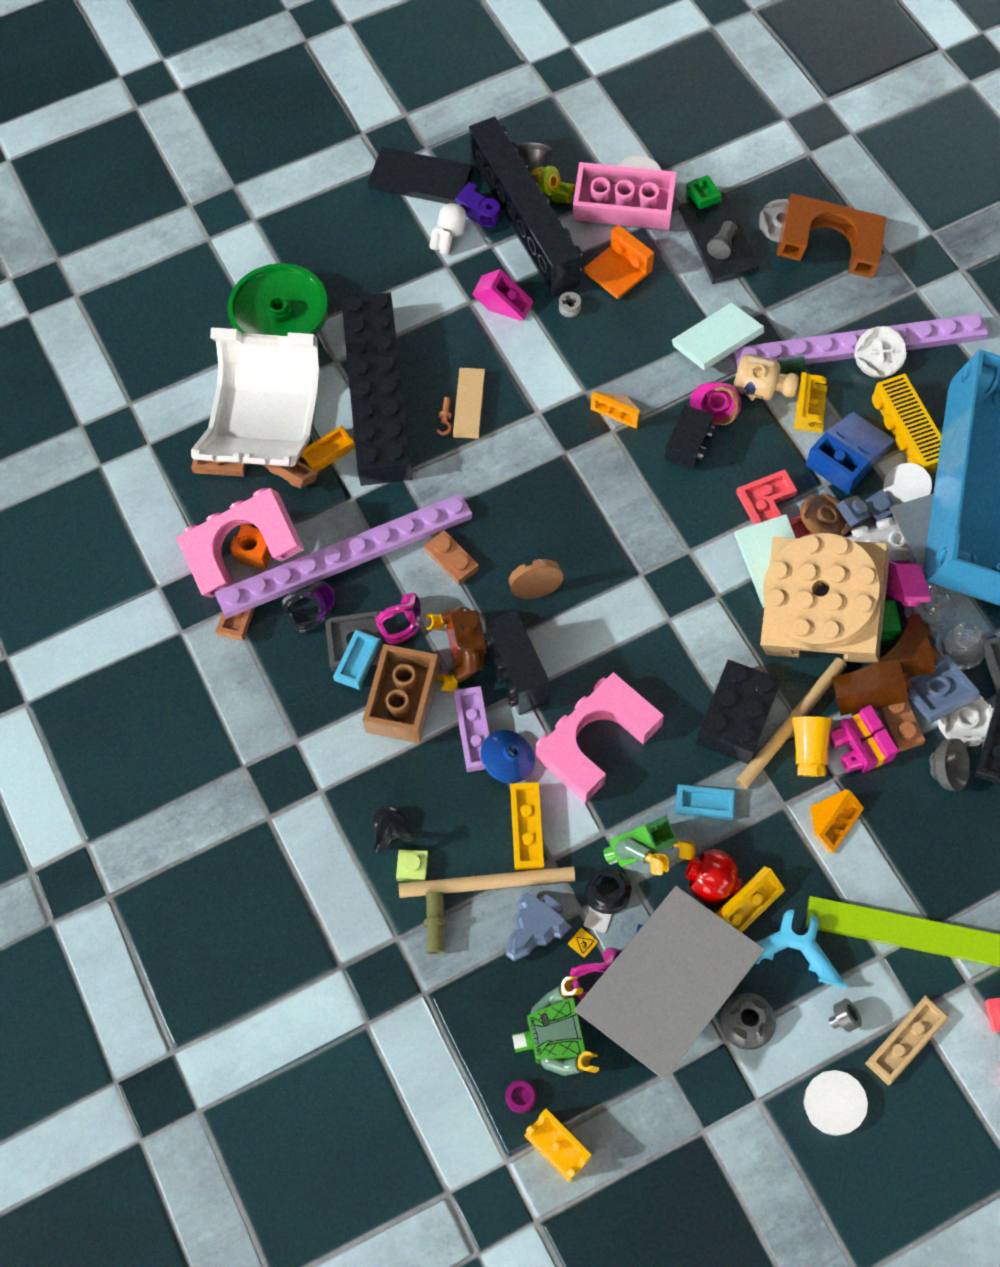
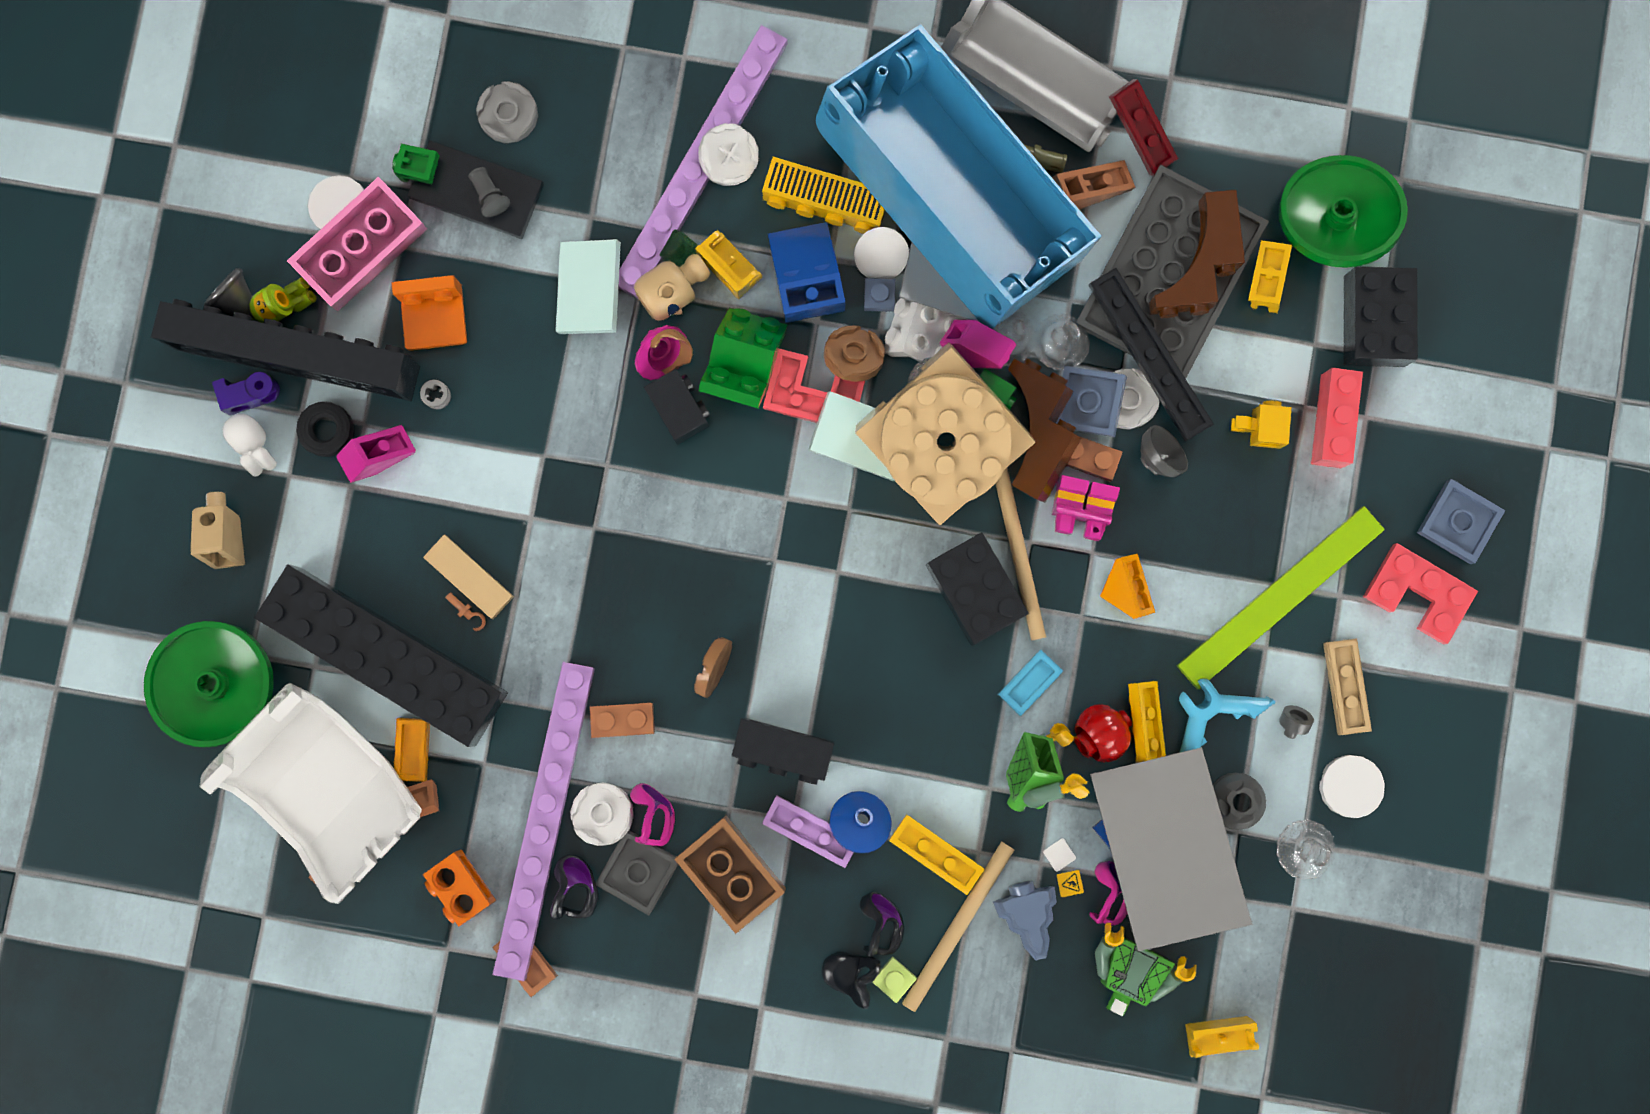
camera: 55 degrees left, 20 degrees up
(204, 542) = (455, 874): bright pink arch -> none
(357, 659) = (663, 887): medium azure tile -> none
(376, 248) = (217, 533): none -> tan torso
(376, 588) = (602, 814): none -> white tile
(419, 175) = (156, 419): black tile -> none
(435, 923) = (962, 999): olive pin -> none
(456, 814) = (882, 910): none -> black piece
(465, 642) = (723, 778): reddish brown torso -> none
(493, 249) = (311, 416): none -> black tyre
(520, 1096) = (1158, 1036): magenta tile -> none
(610, 701) = (890, 771): bright pink arch -> none
(612, 904) = (1060, 821): black piece -> none
(616, 407) = (586, 442): light orange slope -> none
(752, 1116) = (1295, 849): none -> clear hair
(759, 449) = (743, 357): none -> green bracket
(811, 745) = (1055, 553): yellow plant -> none
(854, 511) = (868, 323): sand blue plate -> none
(860, 228) = (582, 51): dark orange arch -> none

